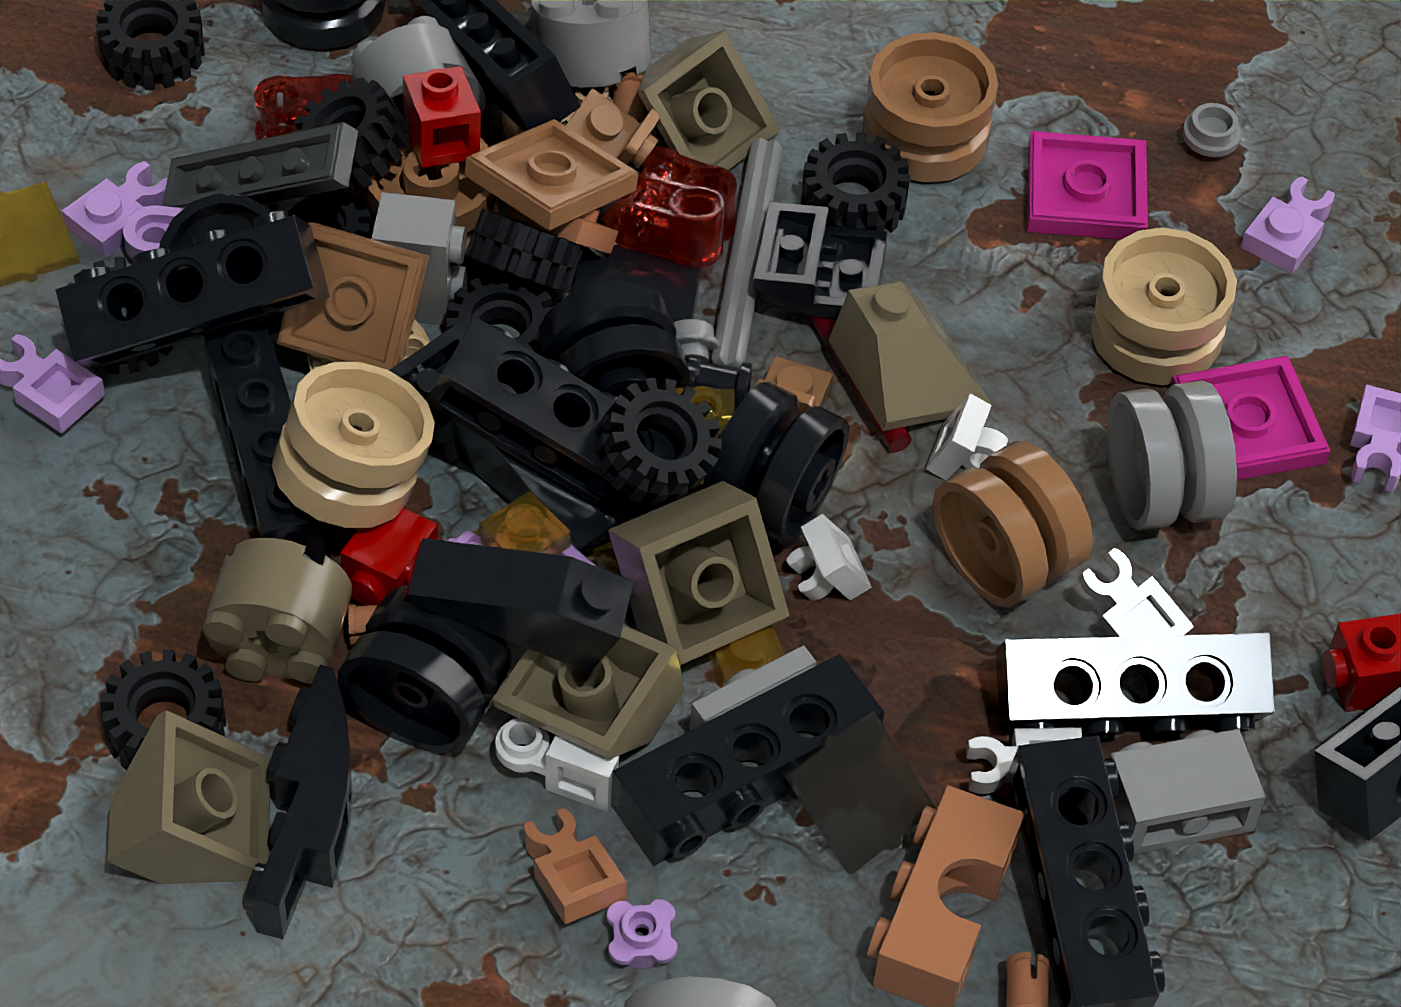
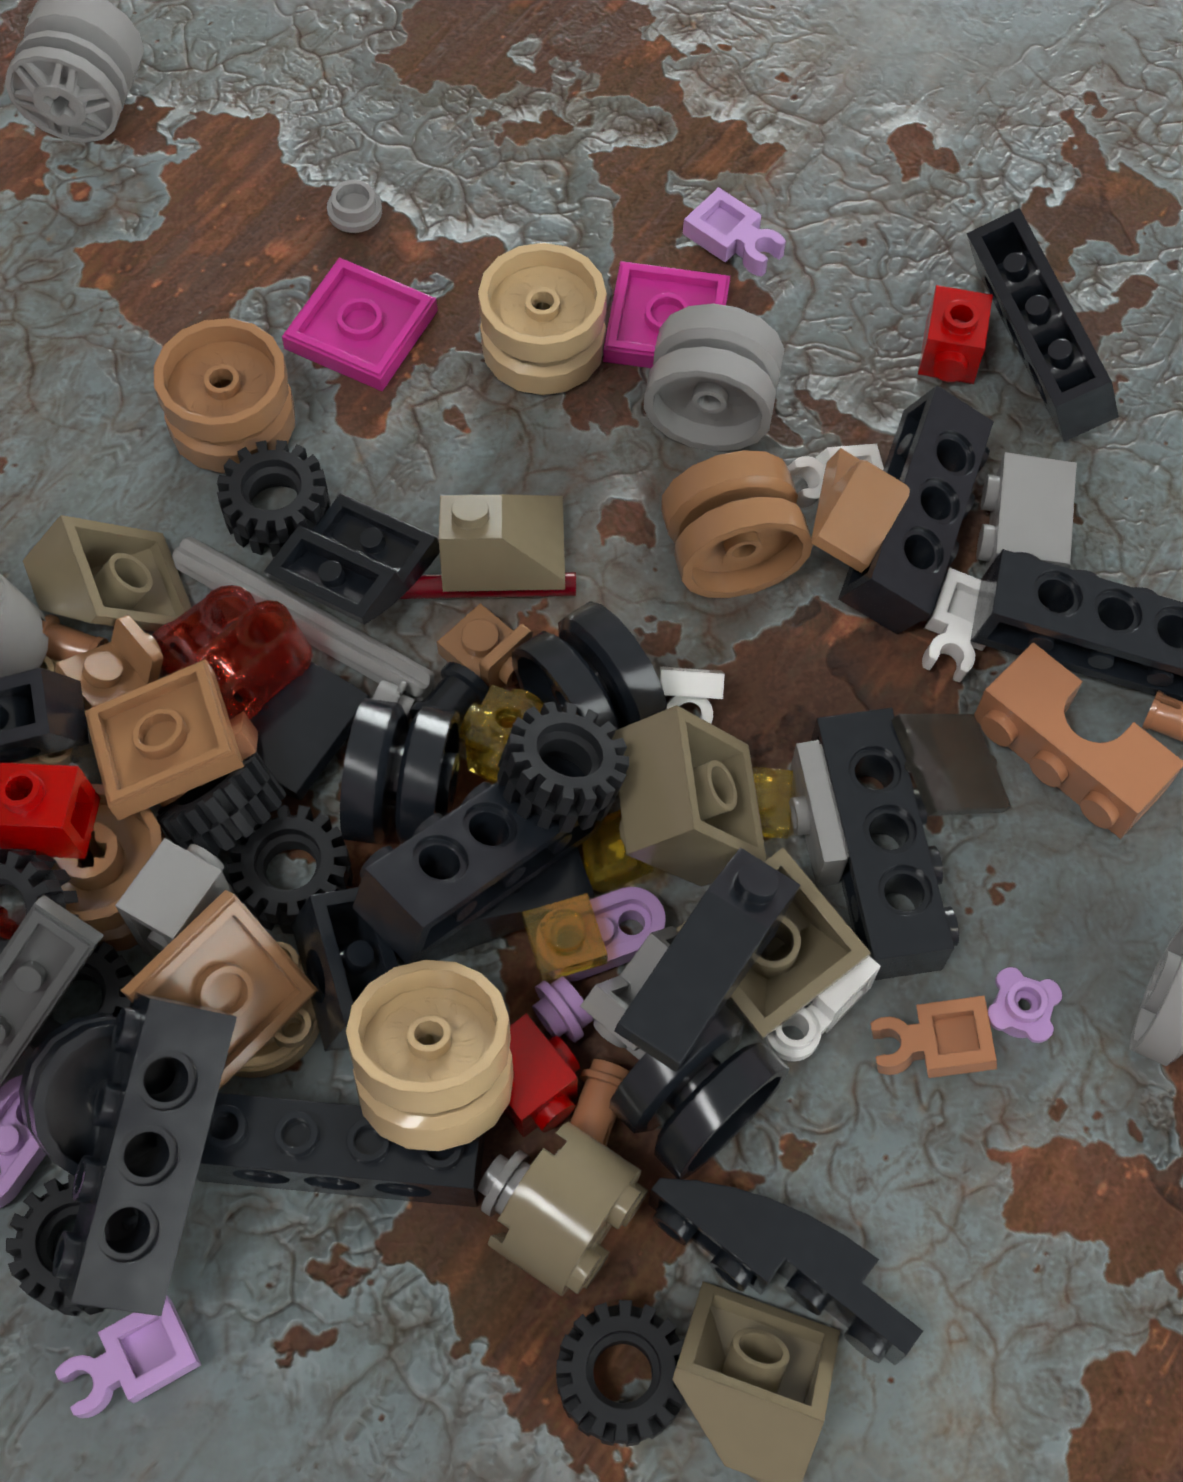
camera: 65 degrees left, 10 degrees up
(965, 439) = (604, 530): white tile -> none
(1082, 605) = (856, 509): none -> medium nougat slope
(1288, 230) = (482, 206): lavender plate -> none

